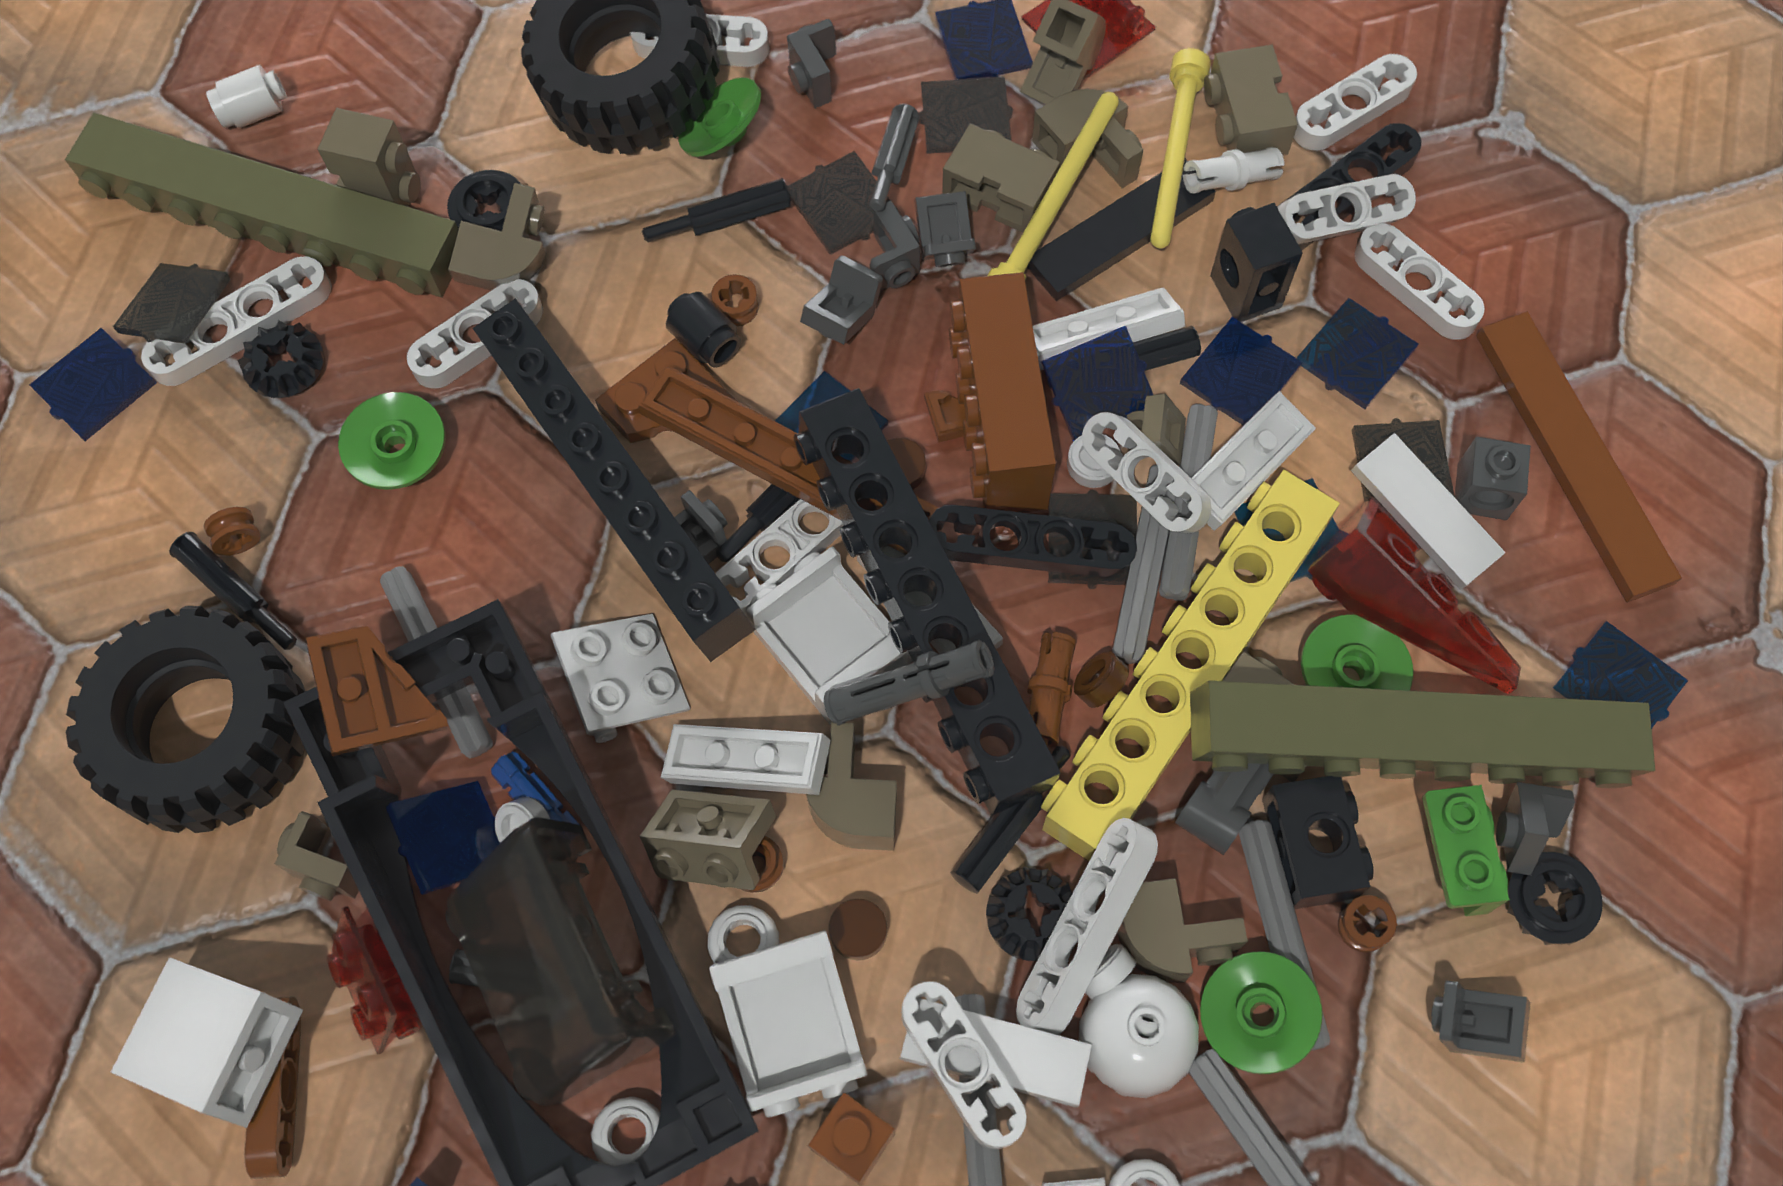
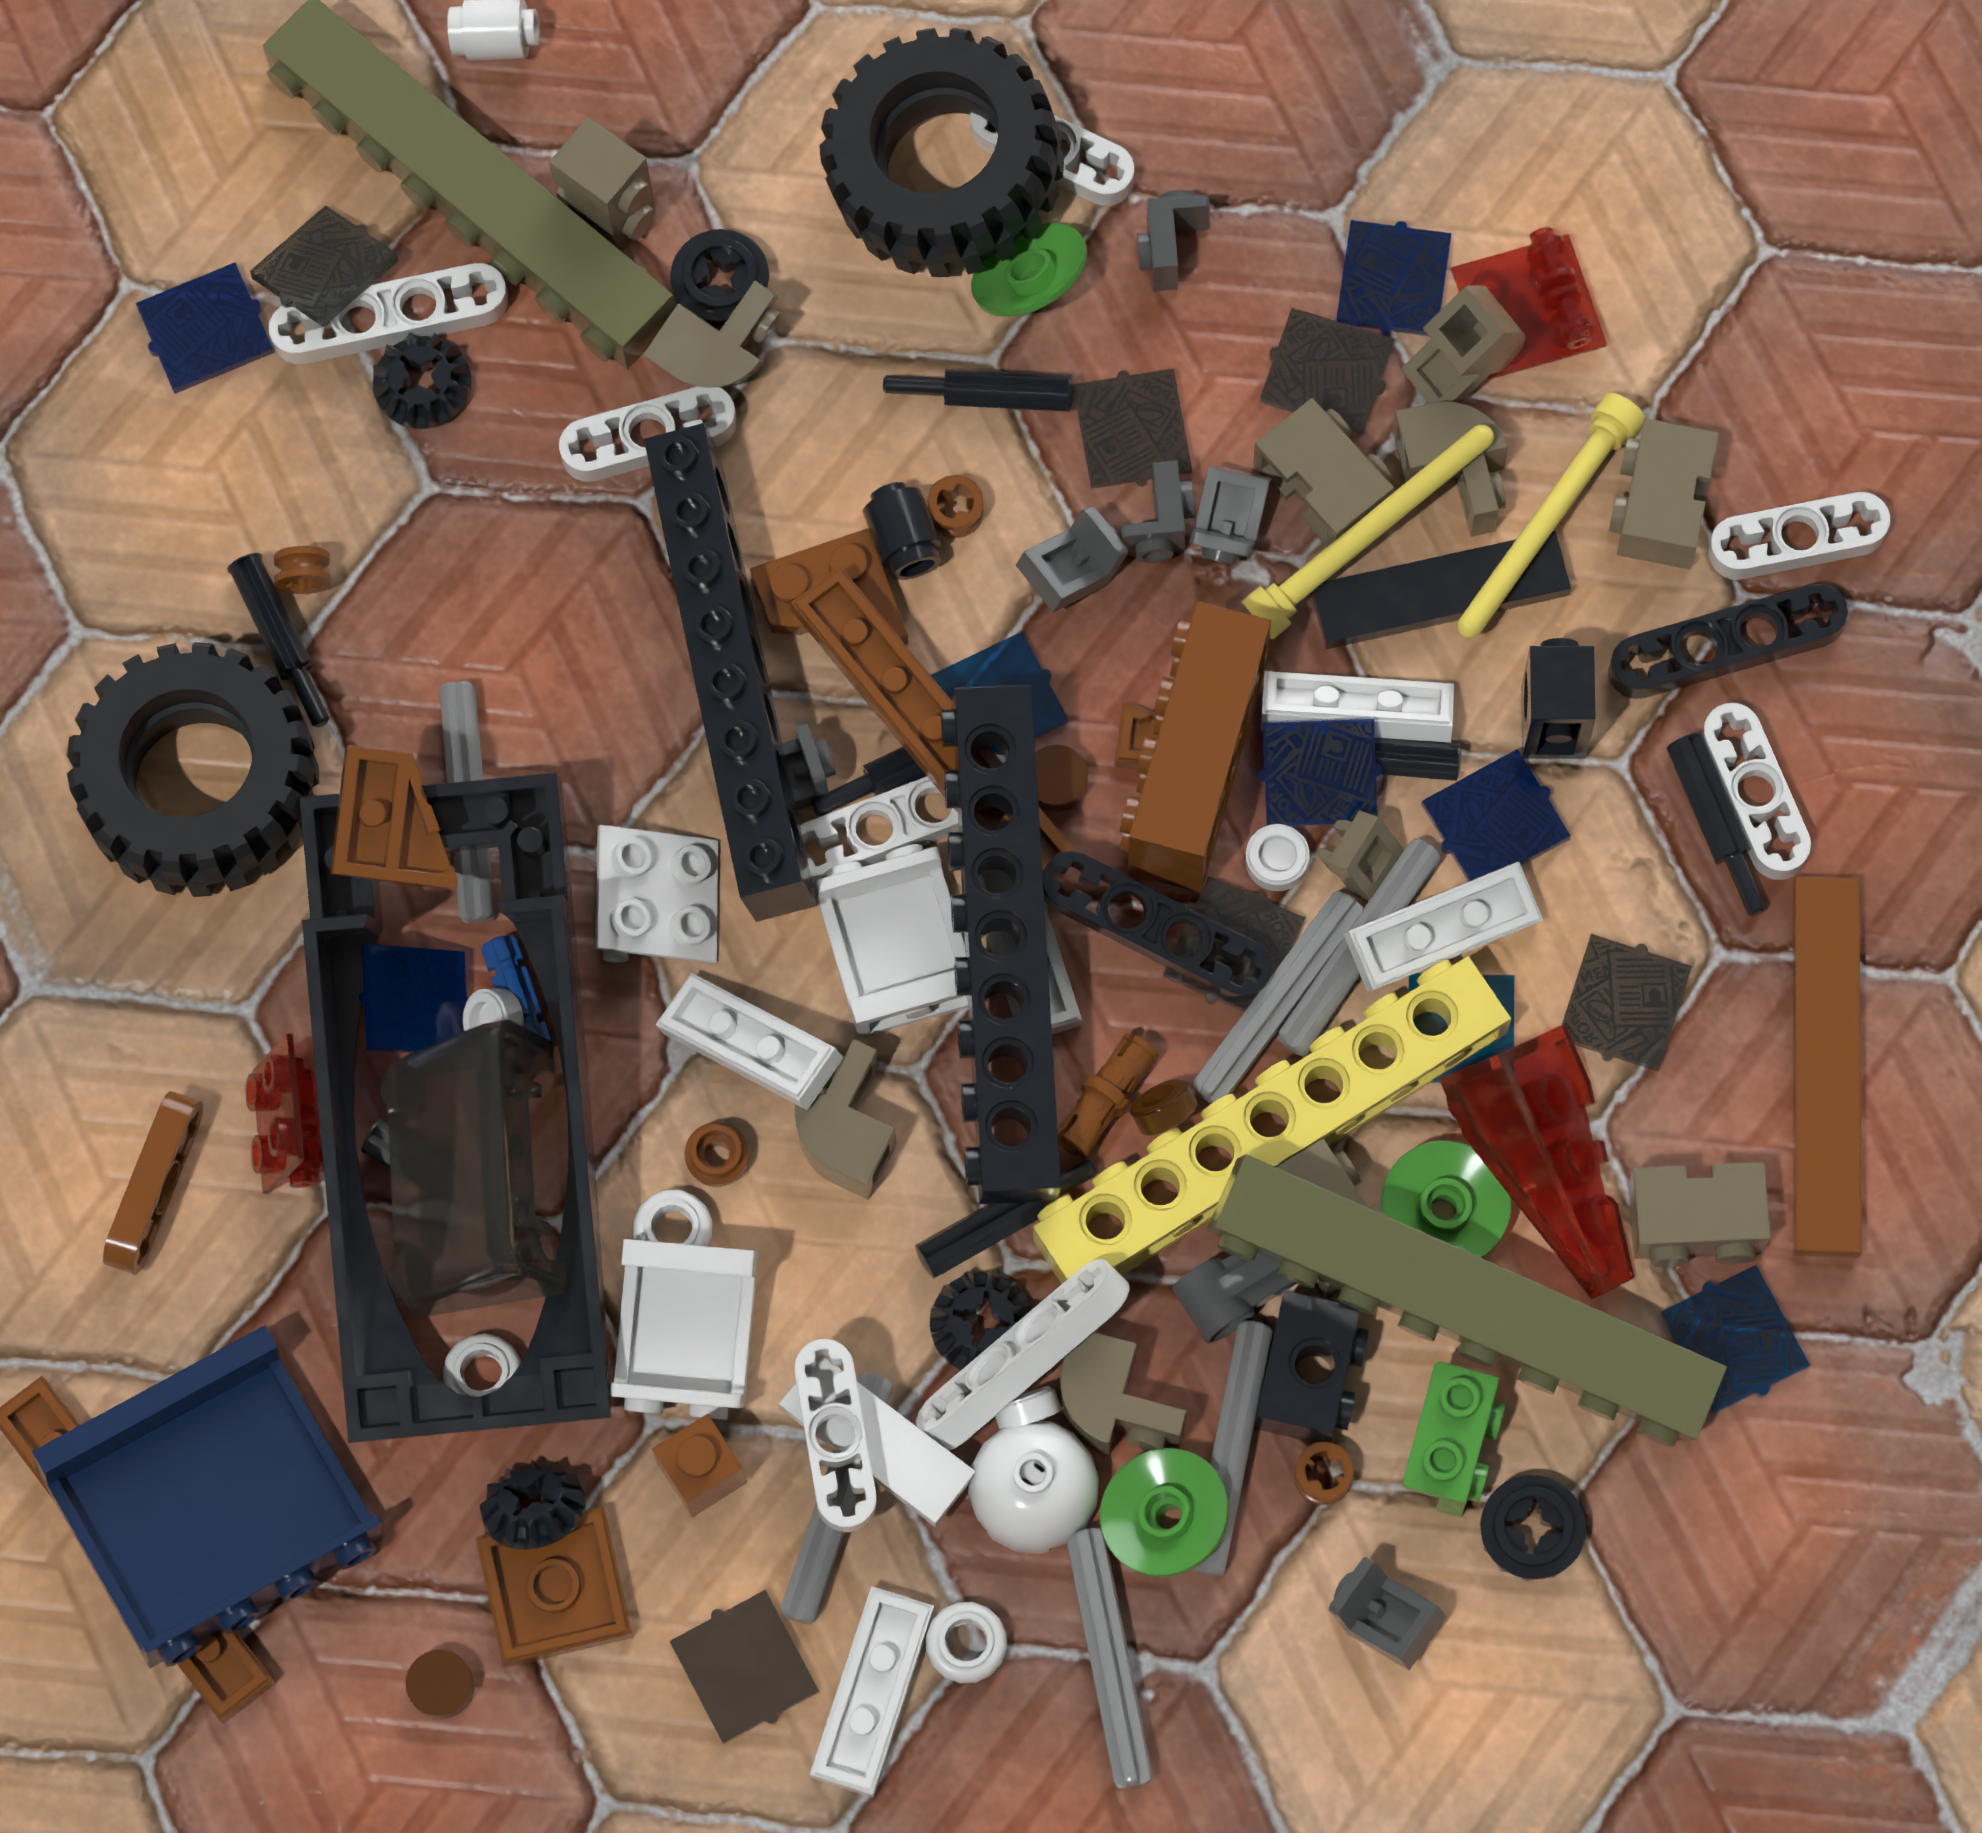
camera: 25 degrees right, 5 degrees up
(207, 1042) = (108, 1110): white panel -> none
(299, 857) = (269, 986): dark tan bracket -> none
(380, 425) = (503, 505): bright green dish -> none
(707, 838) = (677, 1108): dark tan bracket -> none
(858, 929) = (795, 1265): reddish brown tile -> none
(893, 152) = (1211, 396): dark grey axle -> none
(928, 676) = (963, 1033): dark grey pin -> none
(1163, 508) = (1337, 913): white beam -> none
(1233, 170) = (1601, 571): white pin -> none
(1357, 353) = (1641, 849): clear blue piece -> none
(1360, 195) = (1746, 695): white beam -> none
(1400, 307) = (1715, 814): none -> black axle
(1427, 511) = (1617, 1065): white tile -> none
(1492, 477) = (1704, 1057): dark grey brick -> none
(1529, 821) = (1552, 1428): dark grey bracket -> none
(1539, 602) = (1699, 1215): none -> dark tan brick

